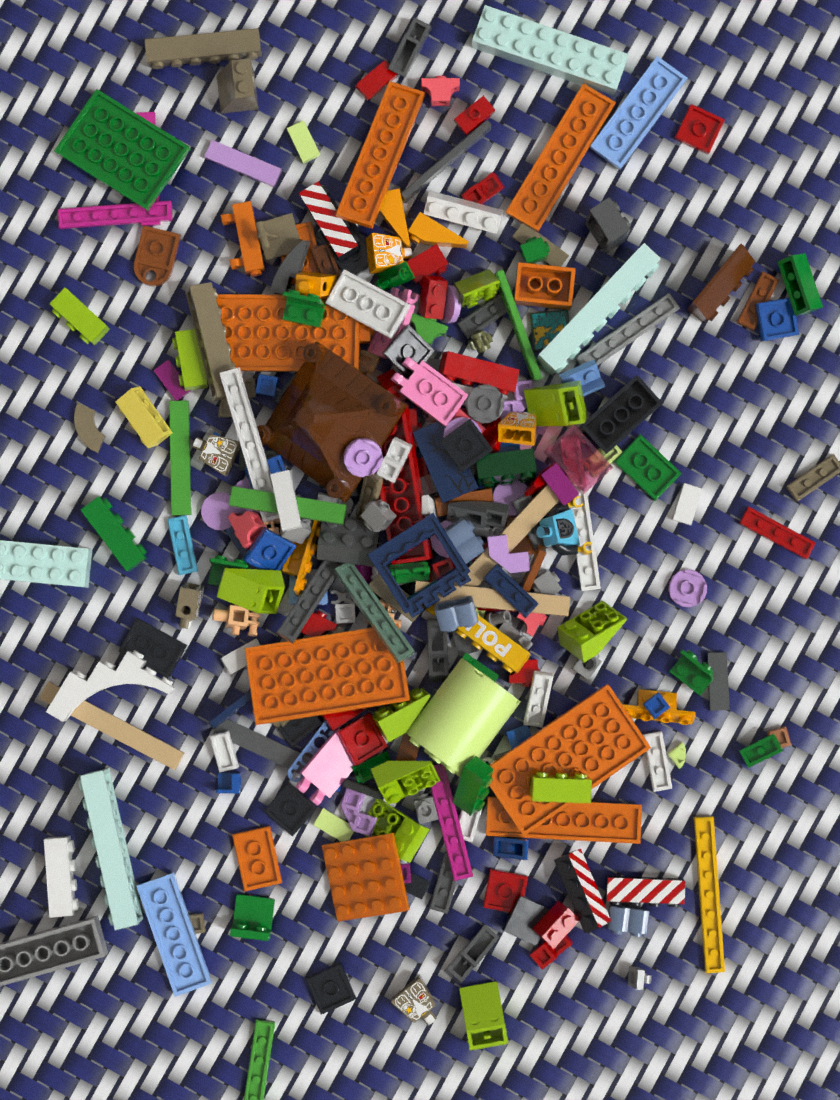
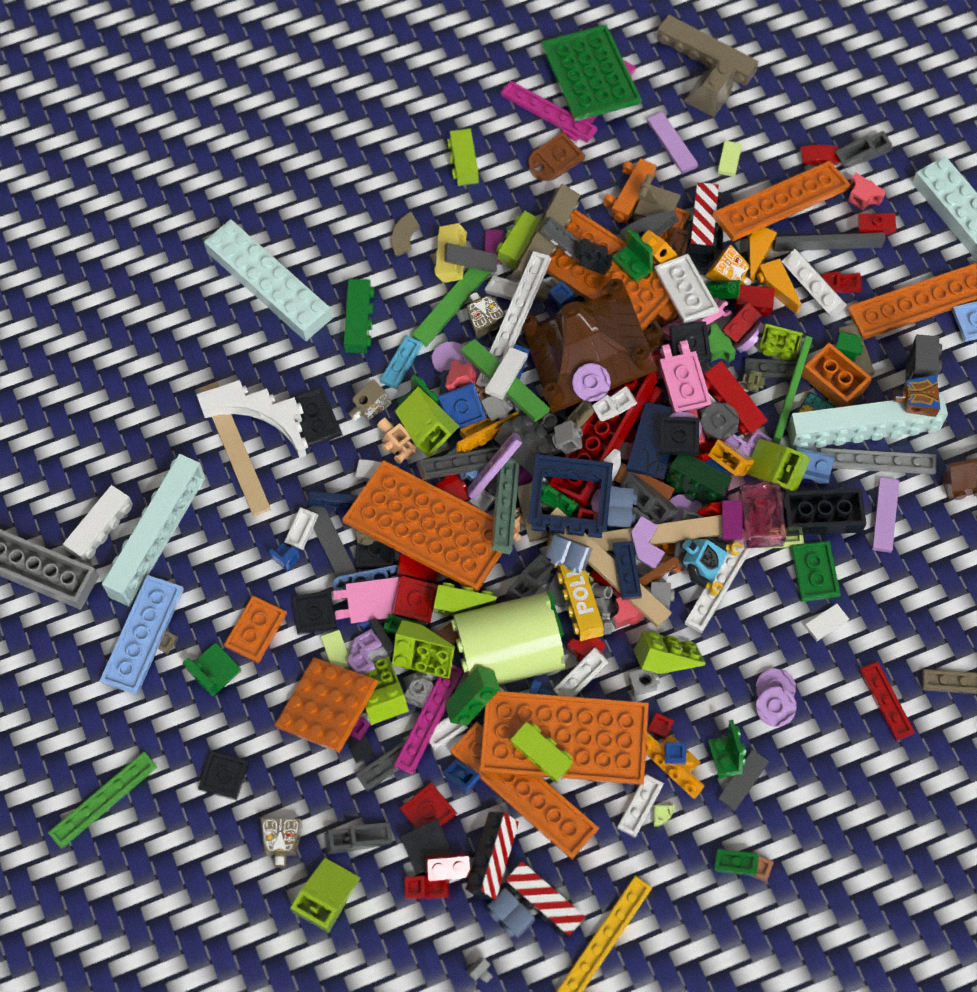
camera: 45 degrees right, 20 degrees down
(166, 412) = (470, 258): none -> dark grey tile
(213, 414) = (501, 287): none -> white tile
(234, 337) = (560, 237): none -> dark grey plate
(269, 333) = (593, 256): none -> black piece
(337, 584) = (494, 466): none -> lavender tile
(625, 687) = (660, 726): none -> red tile
(630, 262) = (920, 396): none -> torso
(666, 376) = (885, 515): none -> lavender tile
(700, 605) = (776, 706): none -> lavender tile

